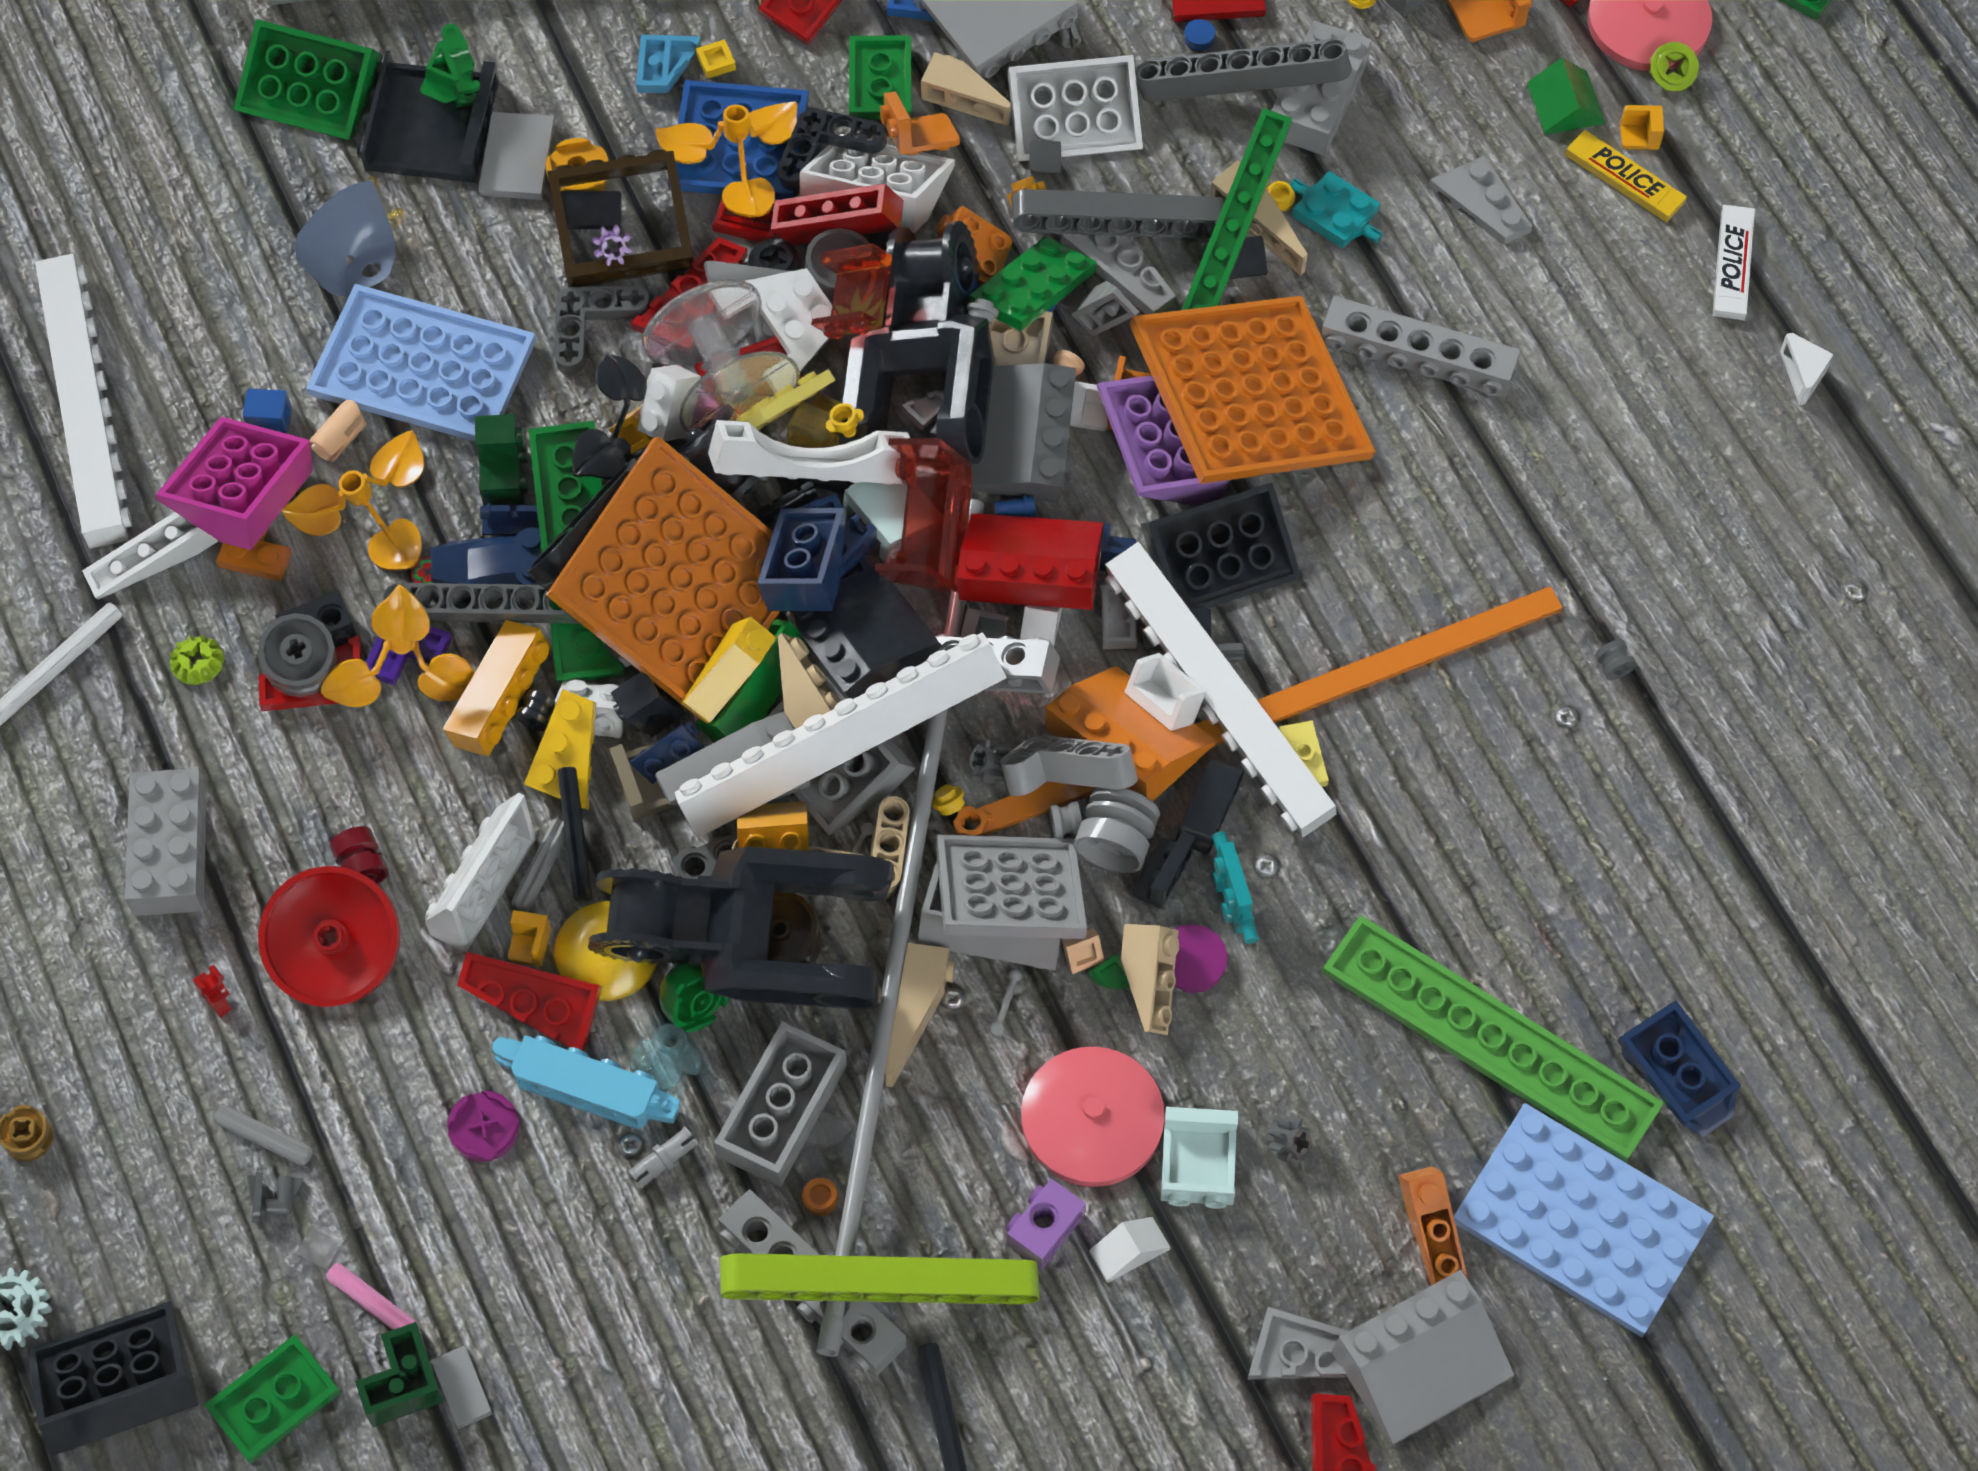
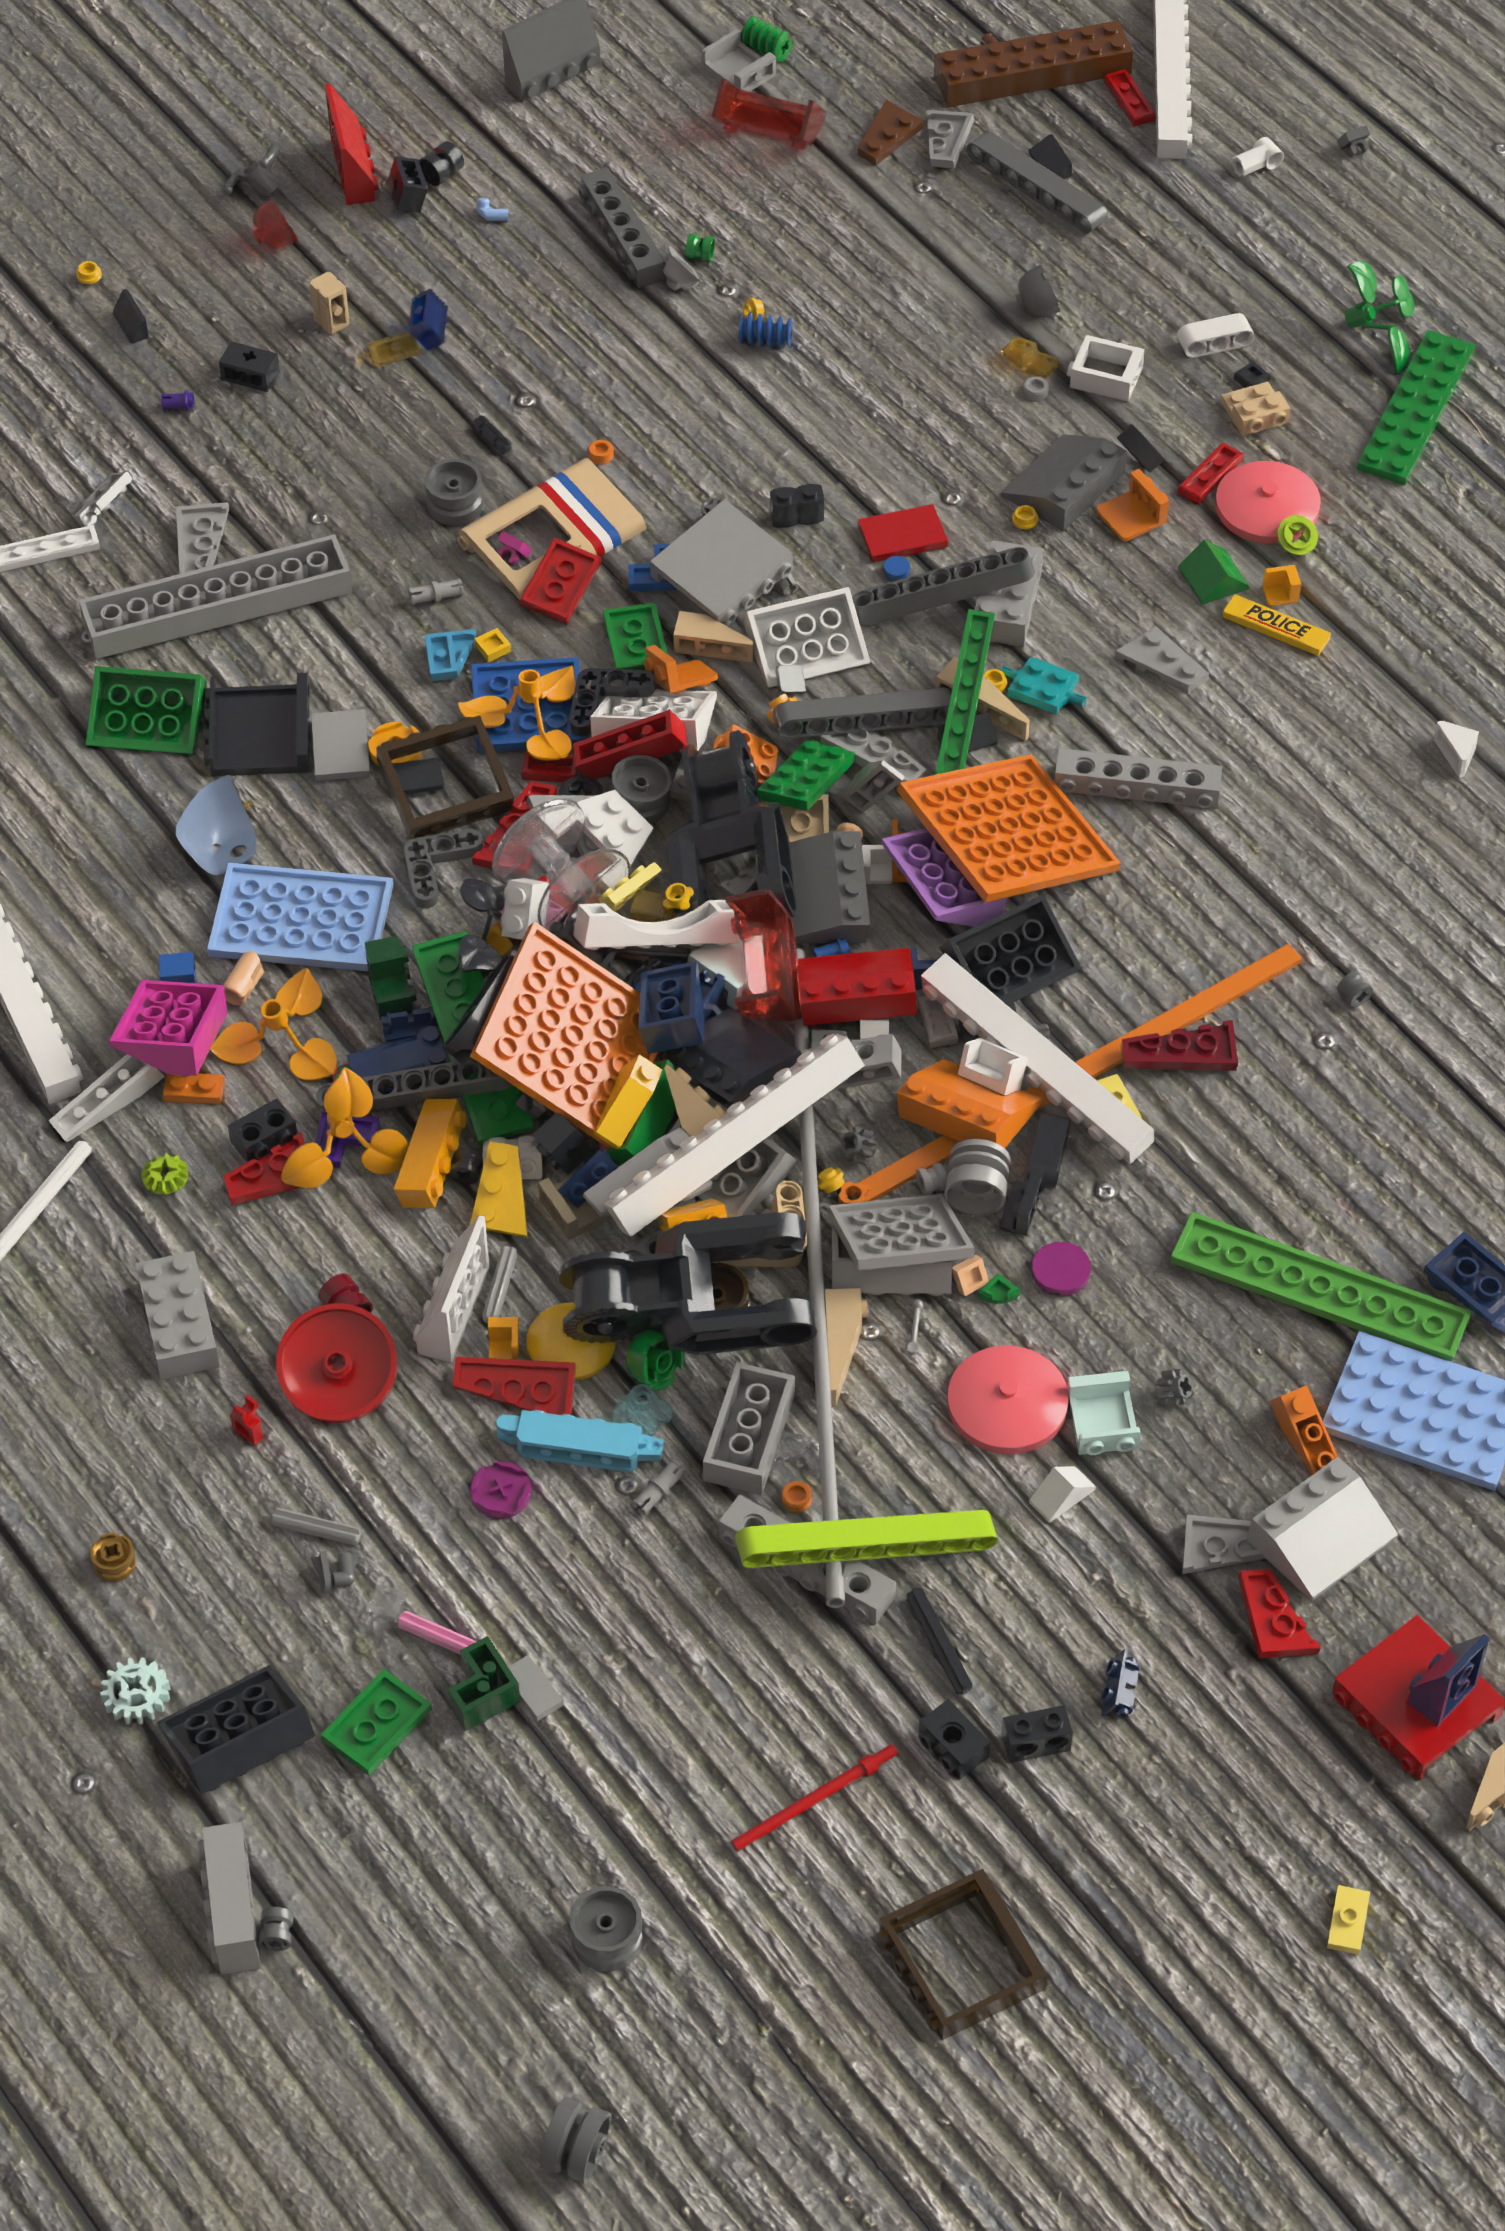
camera: 10 degrees left, 10 degrees down
(295, 635) = (258, 1149): dark grey wheel -> none
(451, 70) = (271, 682): green piece -> none
(574, 834) = (524, 1254): black axle -> none
(622, 248) = (453, 797): medium lavender gear -> none
(858, 291) = (664, 796): clear red panel -> none
(984, 309) = (772, 795): light grey plate -> none
(1042, 1243) = (993, 1467): medium lavender brick -> none
(1067, 762) = (926, 1131): light grey beam -> none
(1150, 966) = (1028, 1273): tan slope -> none
(1232, 883) = (1084, 1206): teal plate -> none
(1408, 705) = (1190, 1050): none -> dark red wing
(1733, 262) = (1380, 677): white tile -> none

